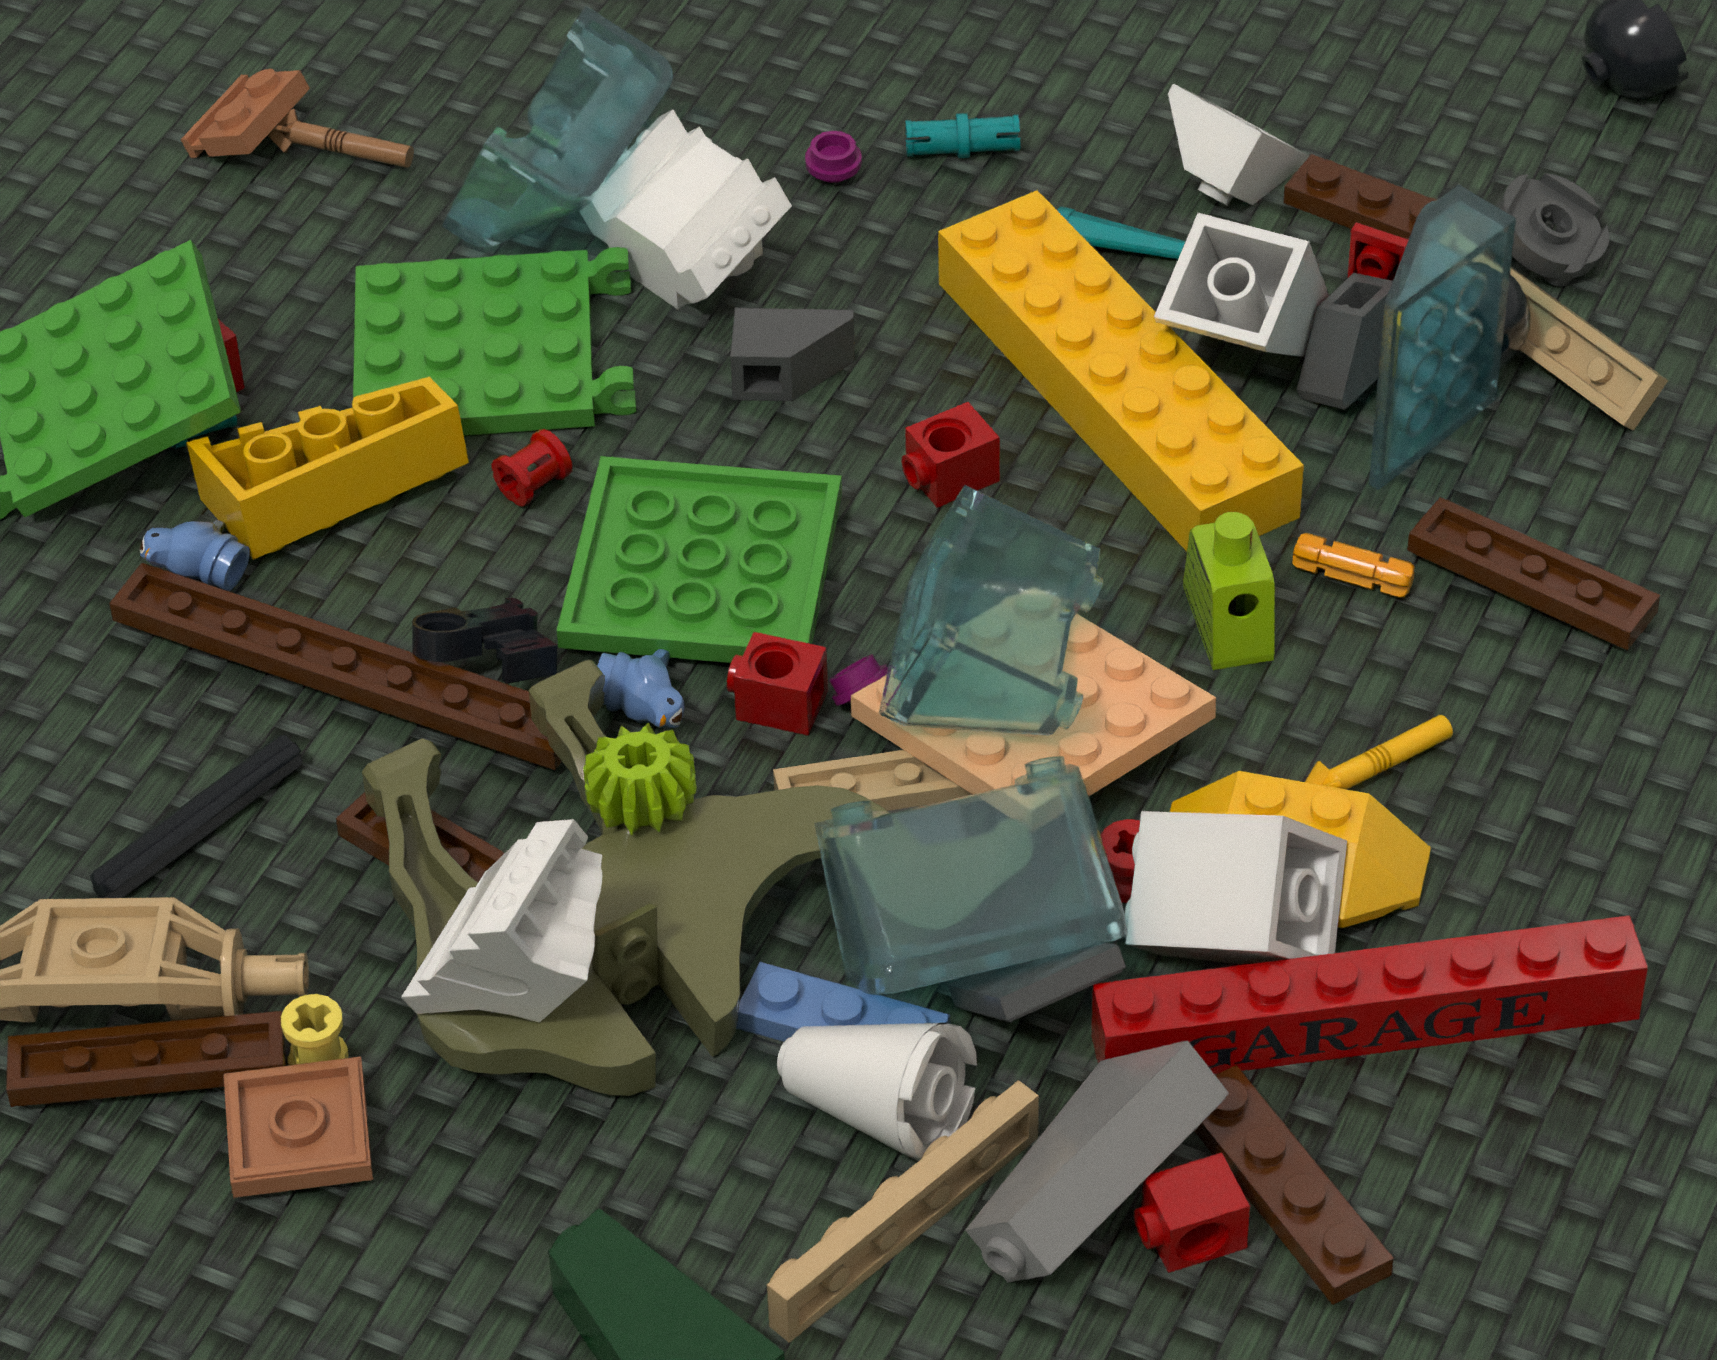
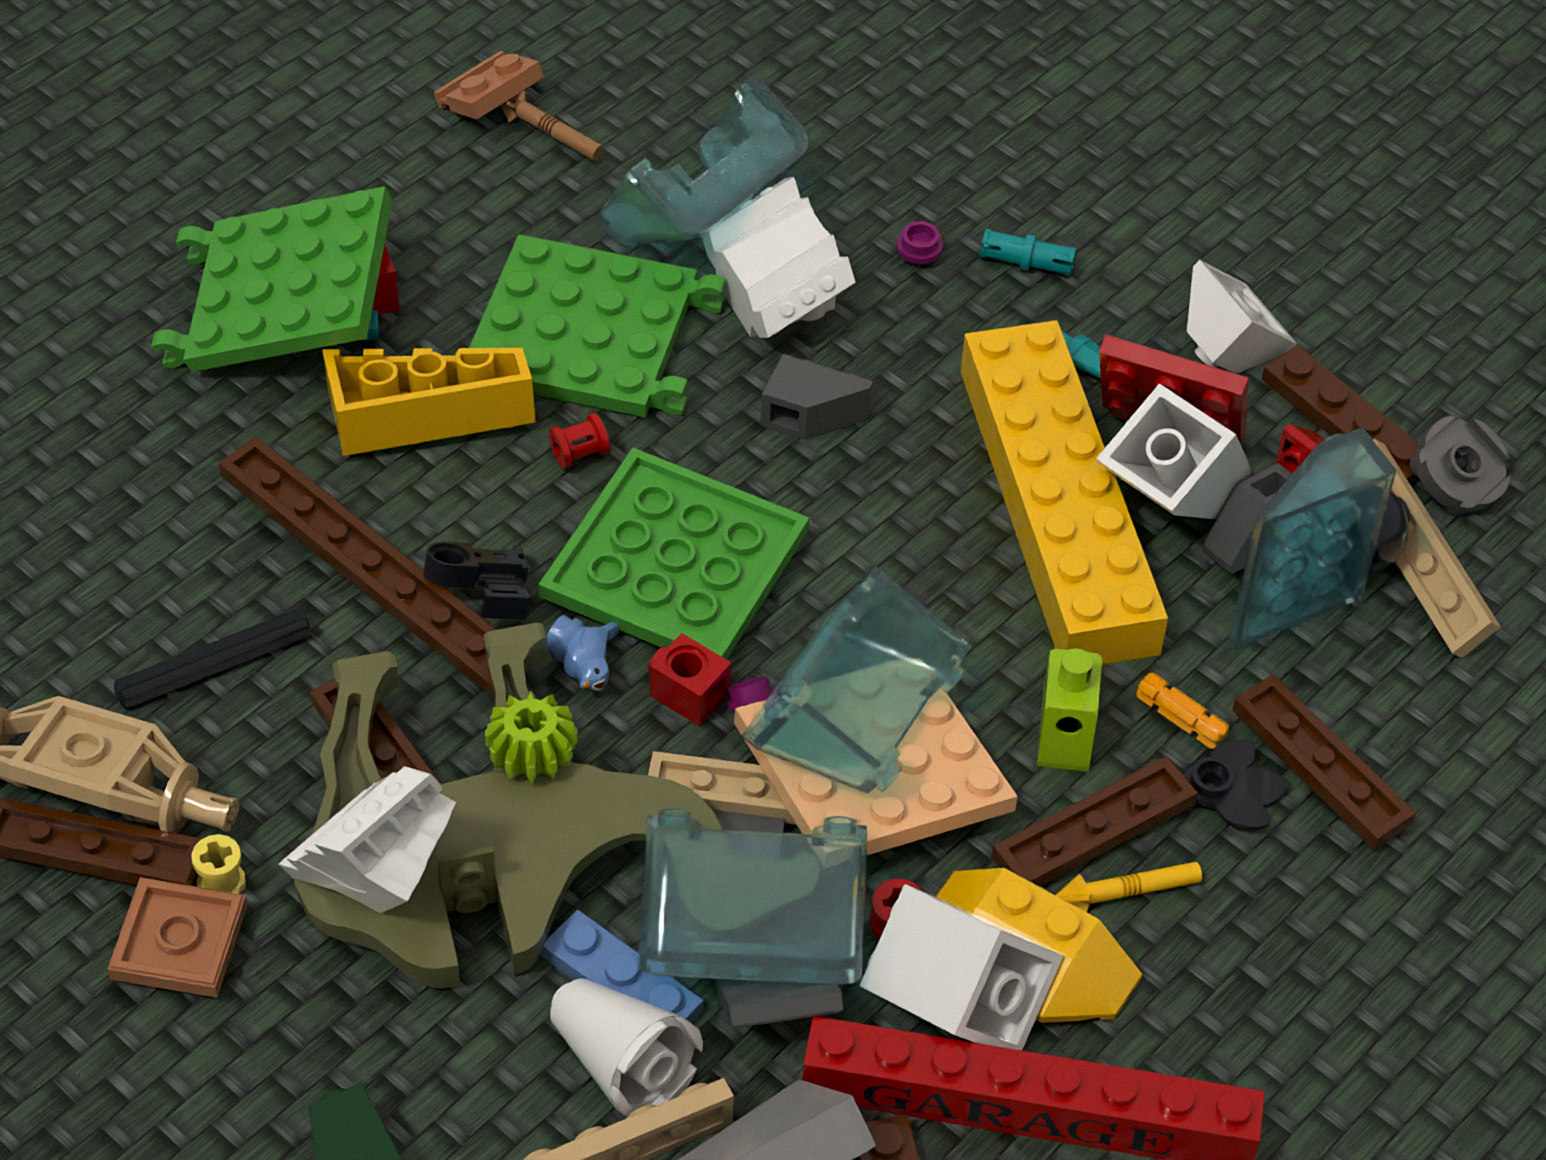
camera: 15 degrees right, 5 degrees up
(197, 552) = (301, 439): medium blue animal -> none
(950, 453) = (902, 524): red brick -> none
(1161, 209) = (1133, 371): none -> red plate
(1314, 702) = (1096, 823): none -> reddish brown plate
(1446, 627) = (1241, 786): none -> black plate

